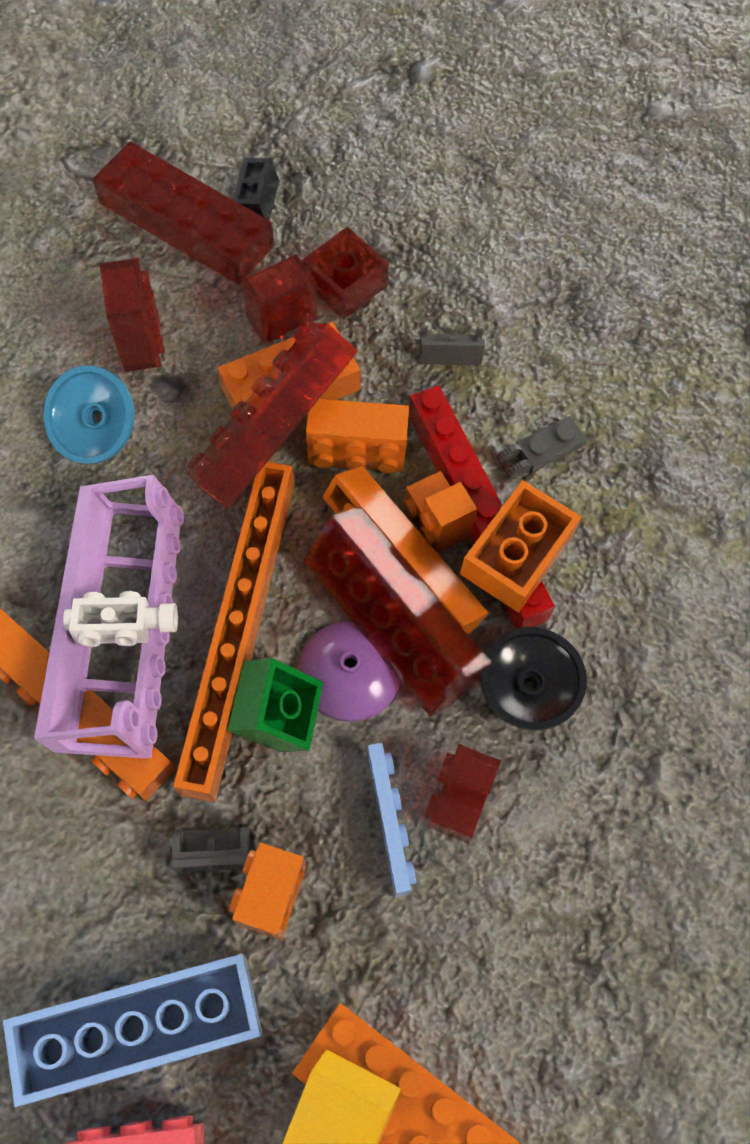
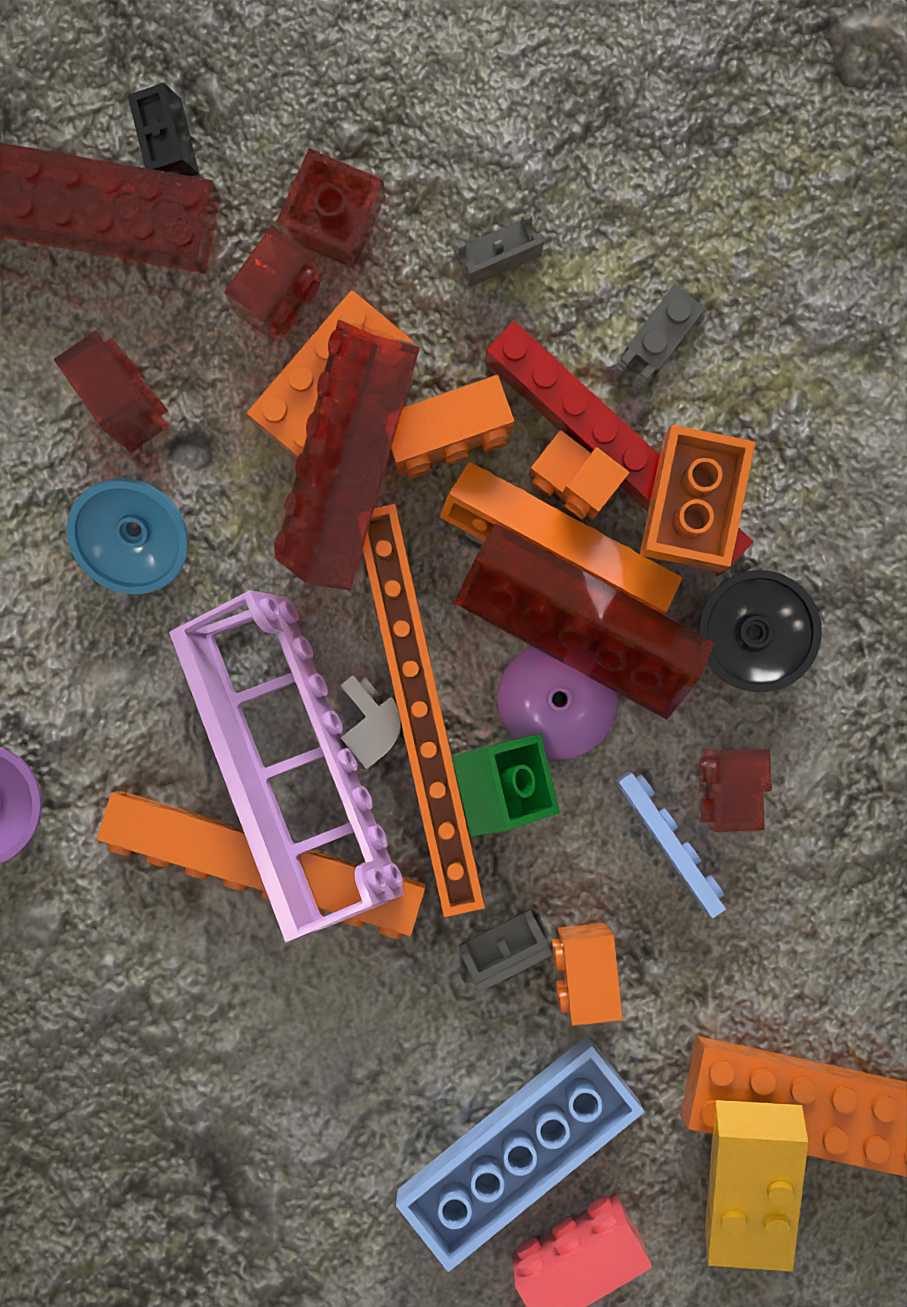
camera: 20 degrees left, 20 degrees up
(117, 620) = (294, 775): white brick -> none
(196, 626) = (378, 730): none -> light grey brick

